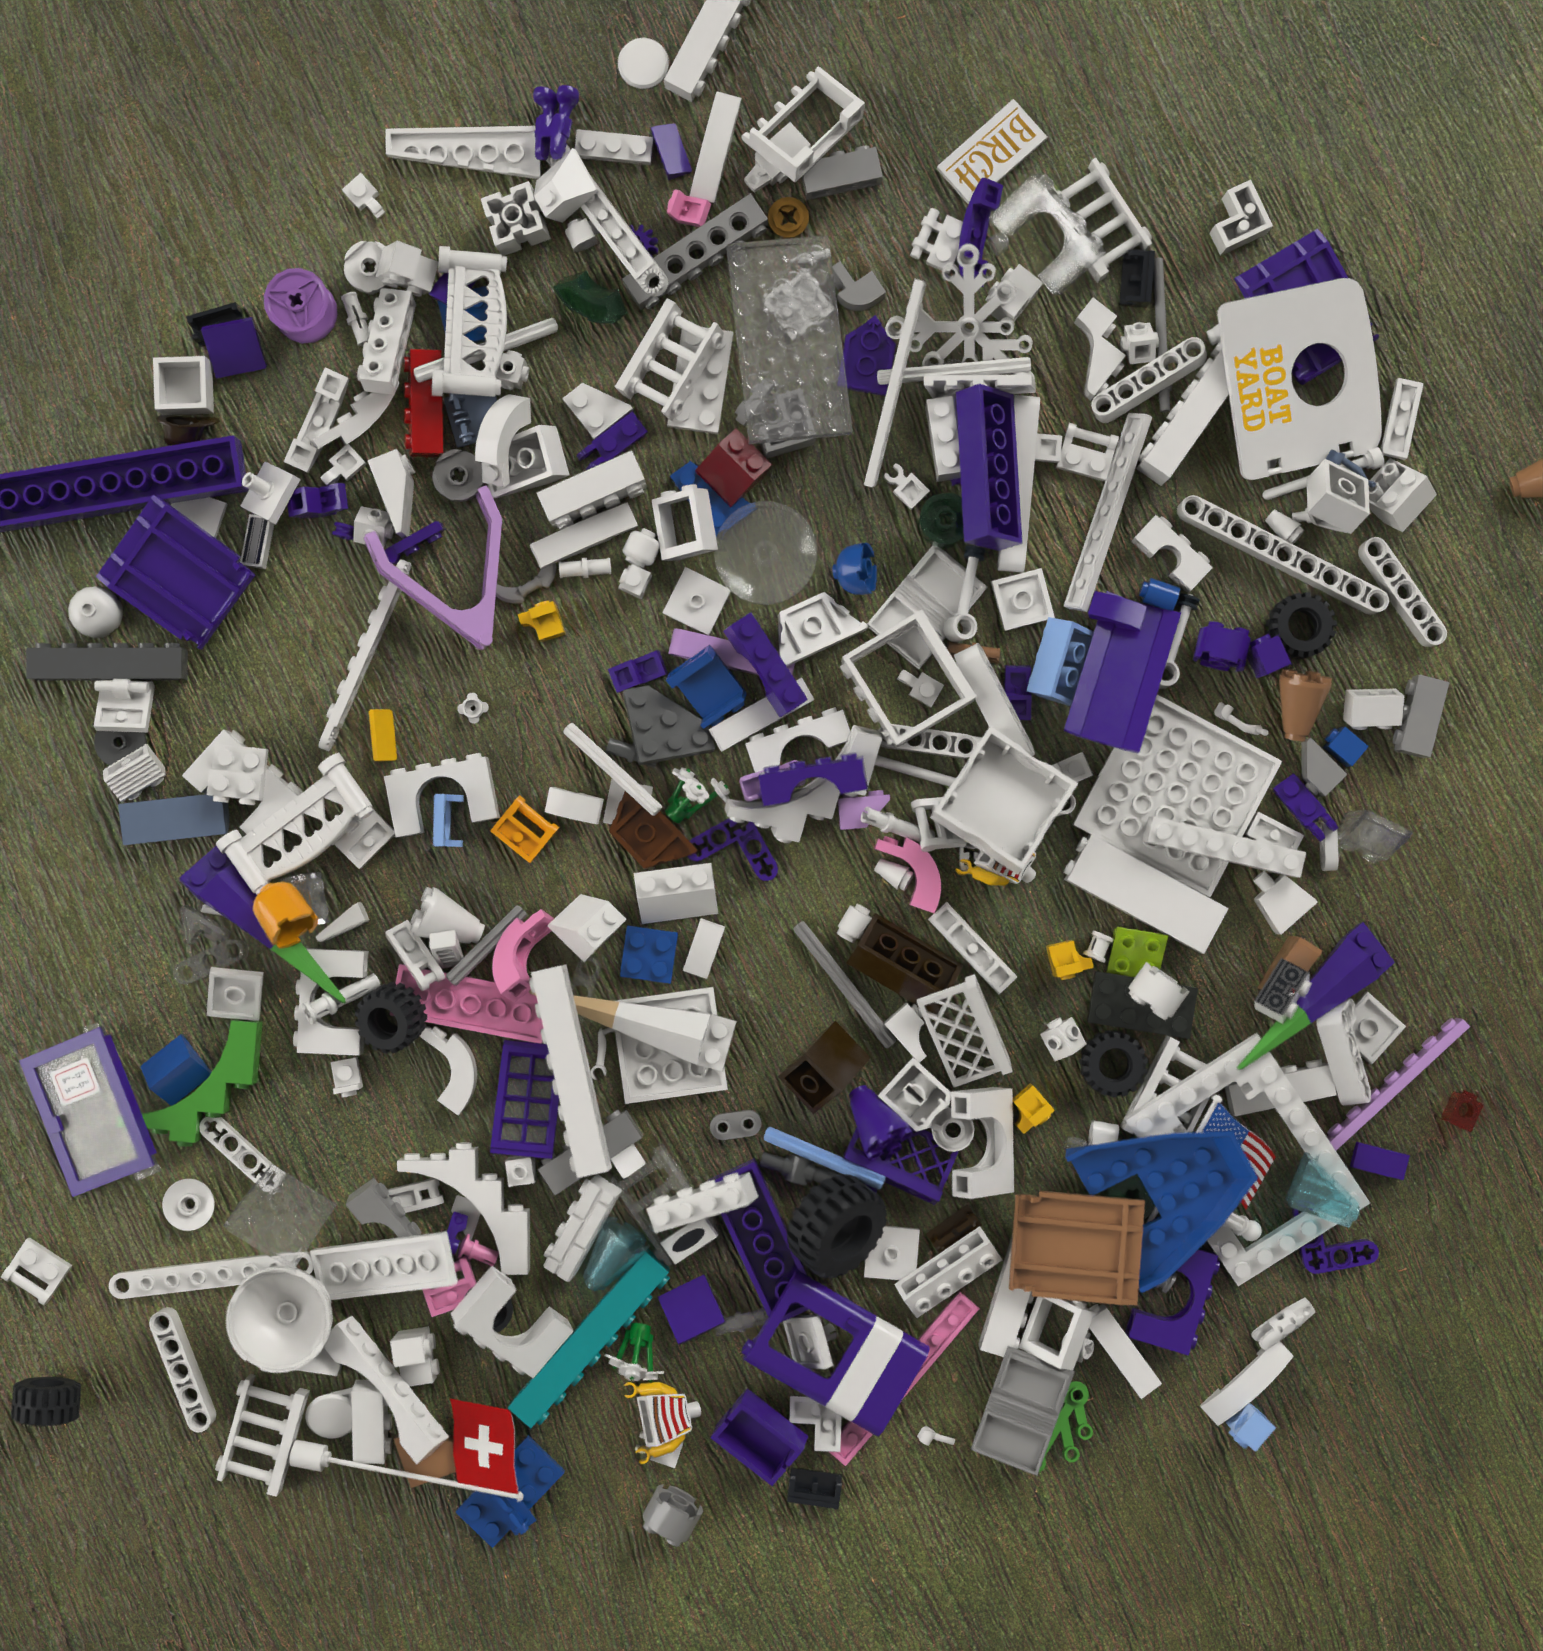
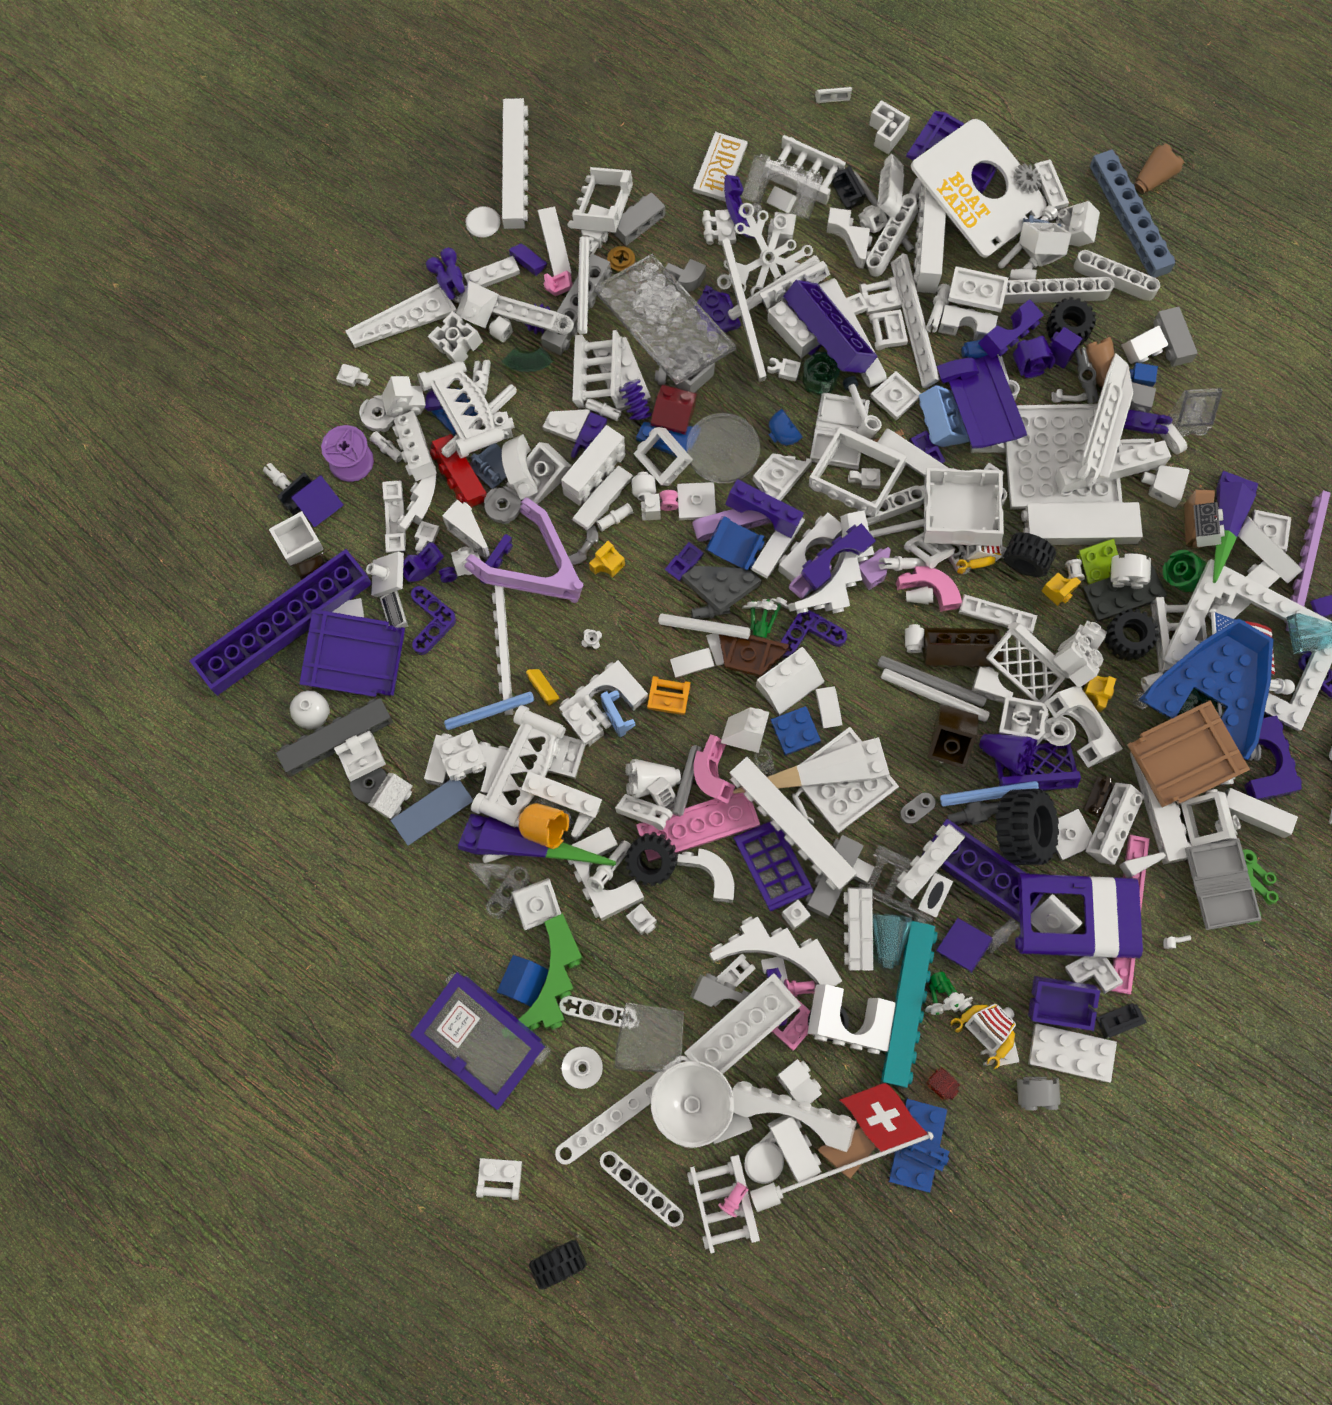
camera: 30 degrees left, 15 degrees down
(204, 288) = (278, 478): none -> white pin
(268, 1442) = (732, 1202): none -> bright pink pin
(300, 734) = (489, 710): none -> light blue axle
(302, 585) = (437, 622): none -> dark purple beam
(326, 887) = (561, 794): none -> white plate
(398, 810) = (582, 724): none -> white plate
(521, 288) = (481, 377): none -> white hinge
(575, 1445) = (943, 1084): none -> clear red brick
(649, 416) = (603, 409): none -> white axle
(662, 583) = (668, 500): none -> bright pink wheel
(692, 430) = (635, 400): none -> dark purple piece
(713, 234) = (583, 285): none -> white axle
(740, 1493) = (1072, 1053): none -> white plate
(838, 1003) = (933, 694): none -> white axle
(946, 1335) = (1135, 866): none -> white slope
(1026, 1062) = (1078, 659): none -> white brick
(1037, 250) = (781, 199): none -> white slope
(1051, 901) = (1029, 554): none -> black tyre
(1076, 506) = (894, 329): none -> white plate
(1155, 505) = (939, 302): none -> white pin
(1188, 310) = (891, 186): none -> white piece
(1200, 128) = (833, 95): none -> white slope
(1207, 519) = (978, 289): none -> white plate
(1225, 1023) = (1183, 570): none -> green brick
(1245, 588) = (999, 339): none -> dark purple arch
(1251, 790) = (1107, 423): none -> white hinge
(1273, 698) = (1088, 385): none -> dark grey pin
(1368, 389) = (1024, 171): none -> light grey gear
(1500, 430) = (1132, 214): none -> sand blue brick

